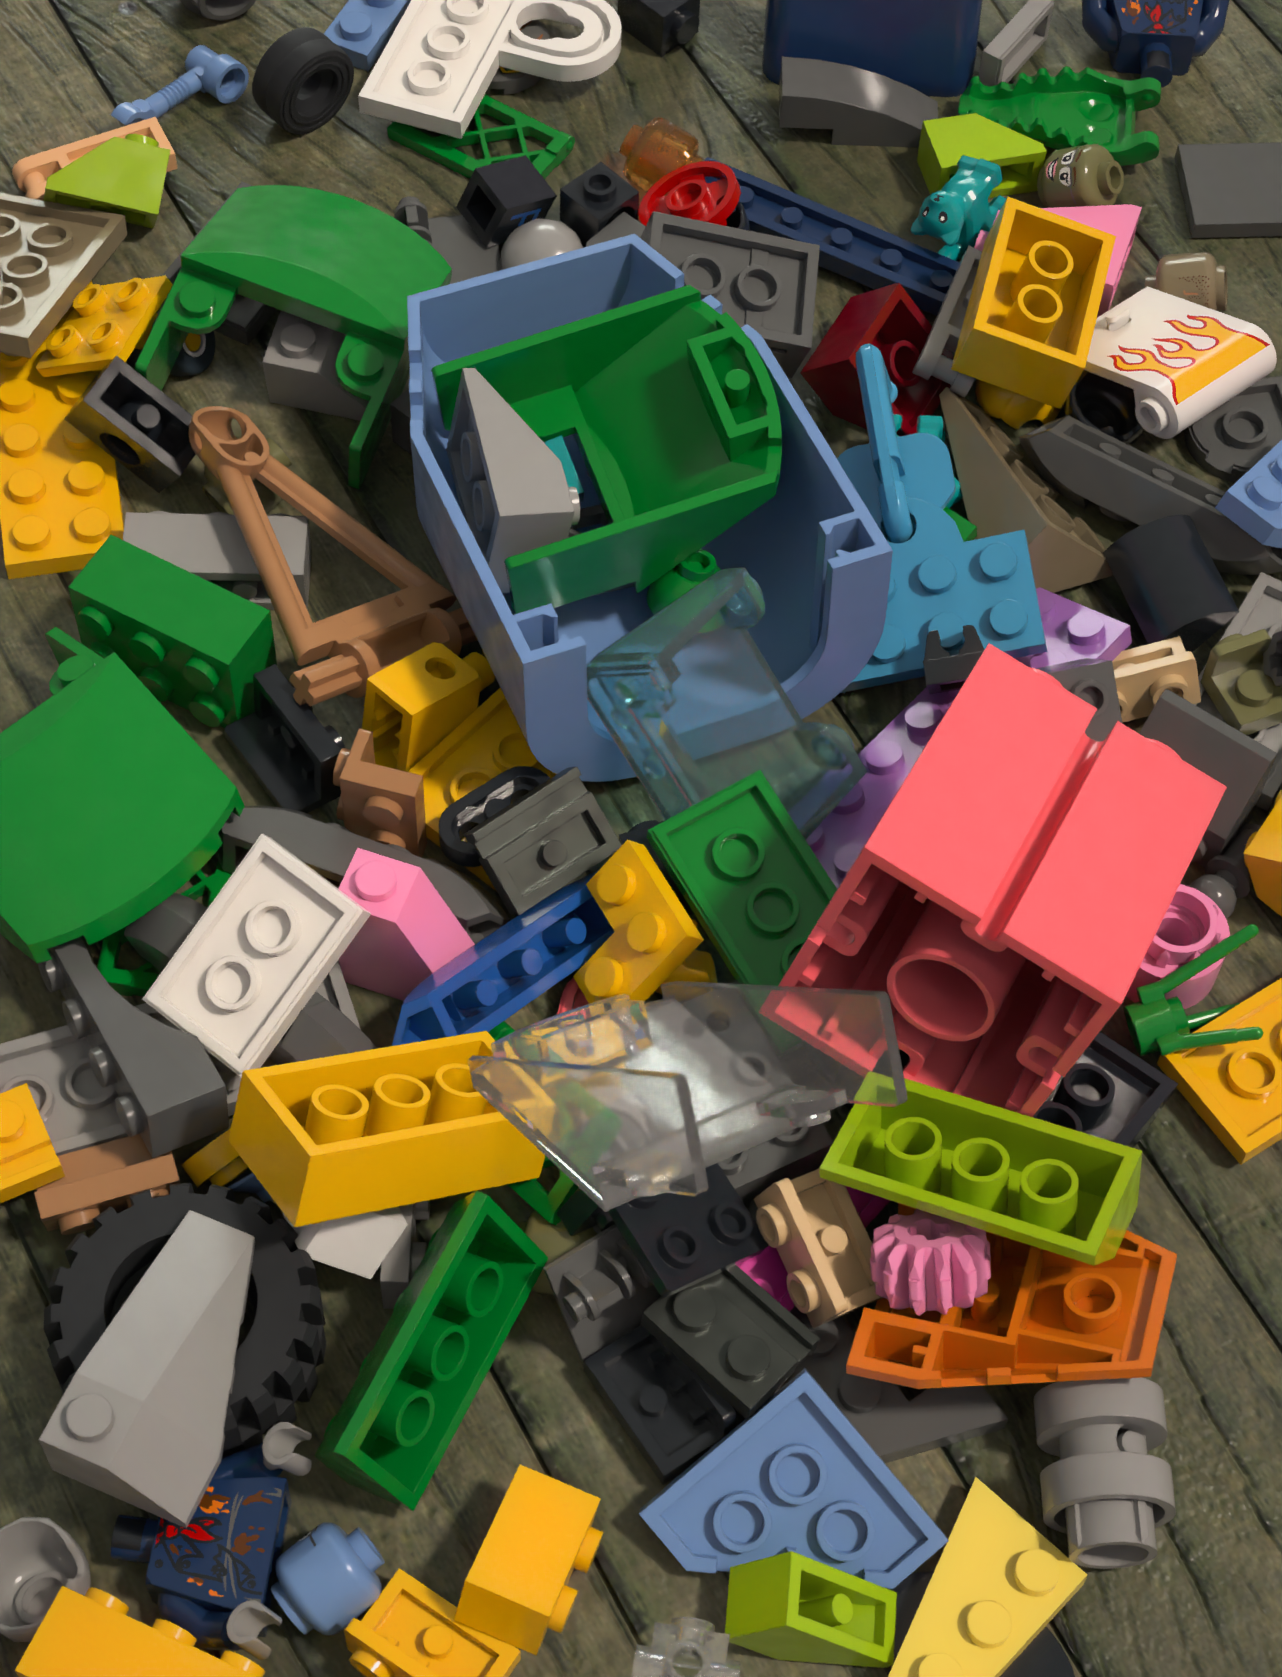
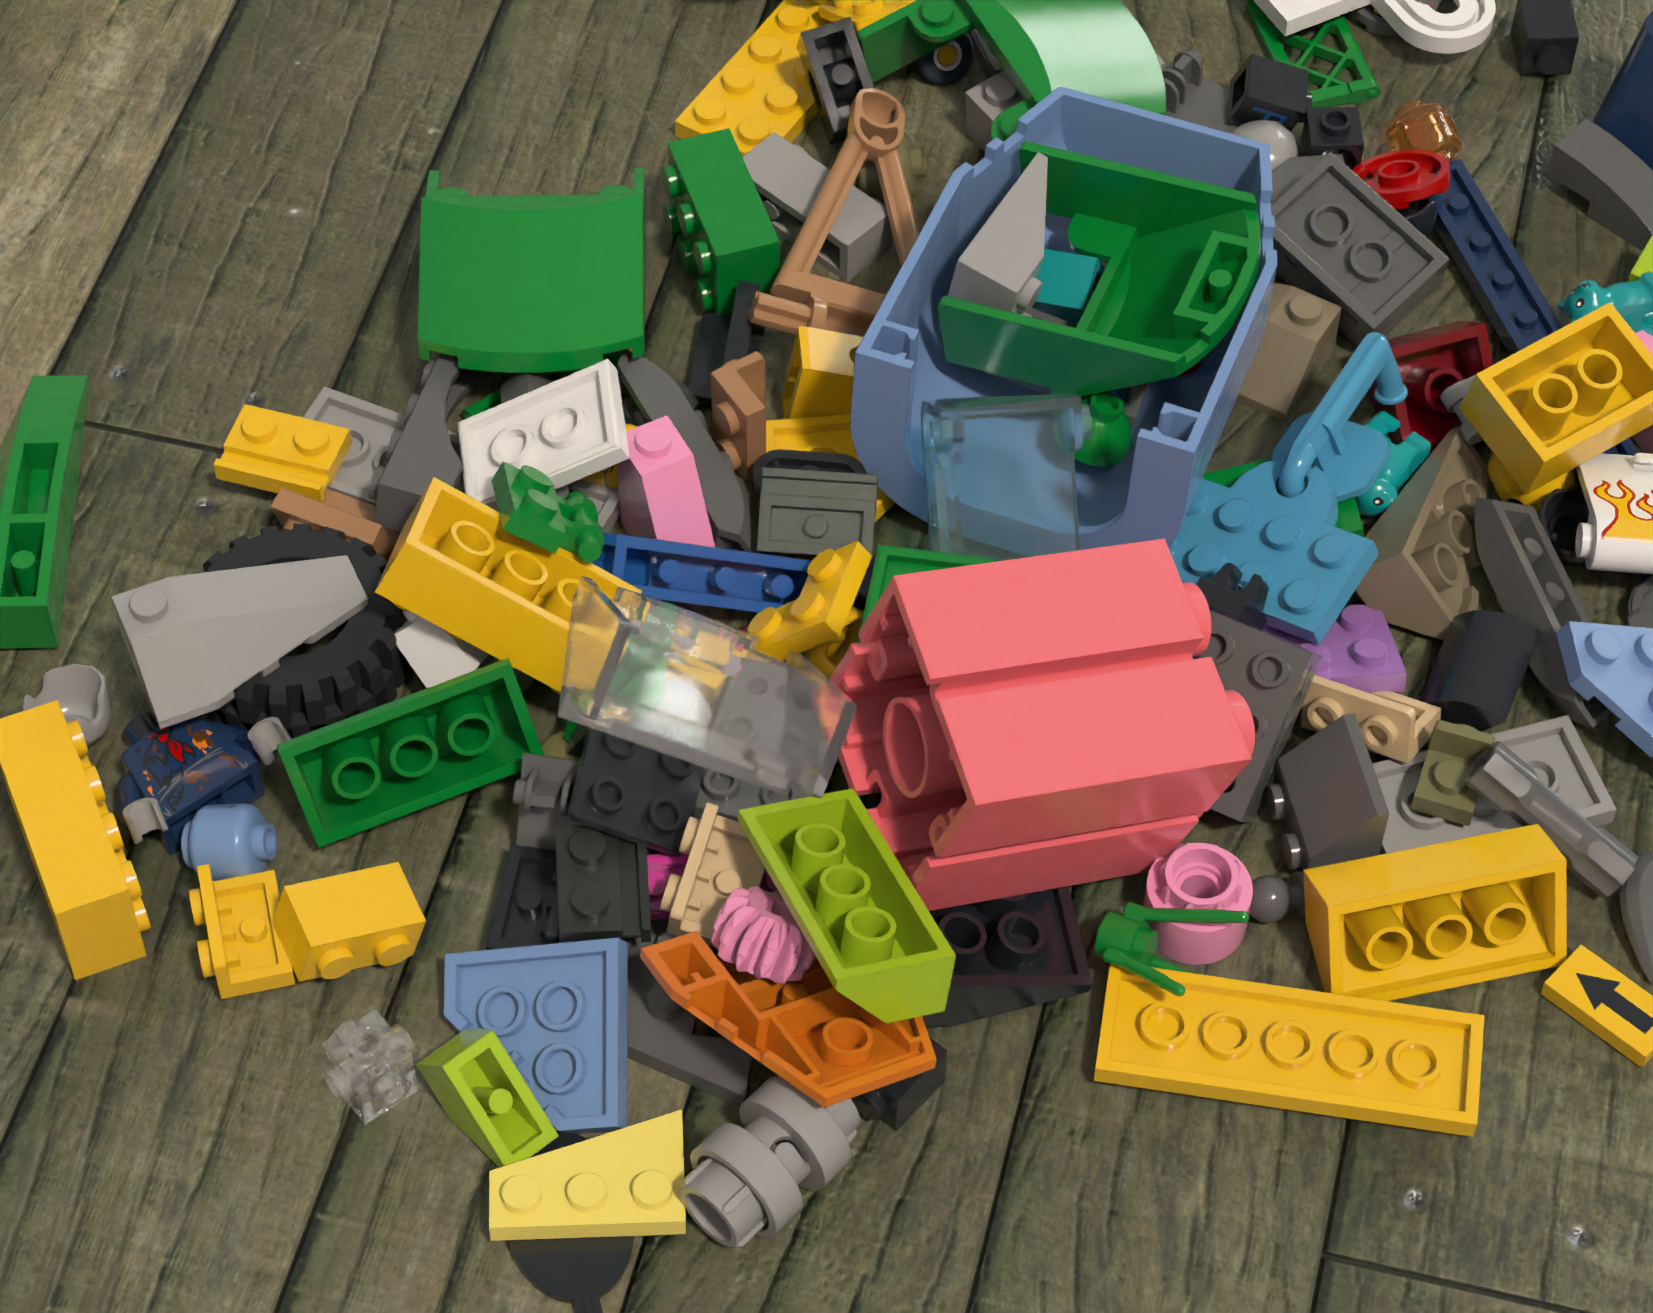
camera: 45 degrees right, 5 degrees down
(351, 1023) = (536, 514): none -> green plate

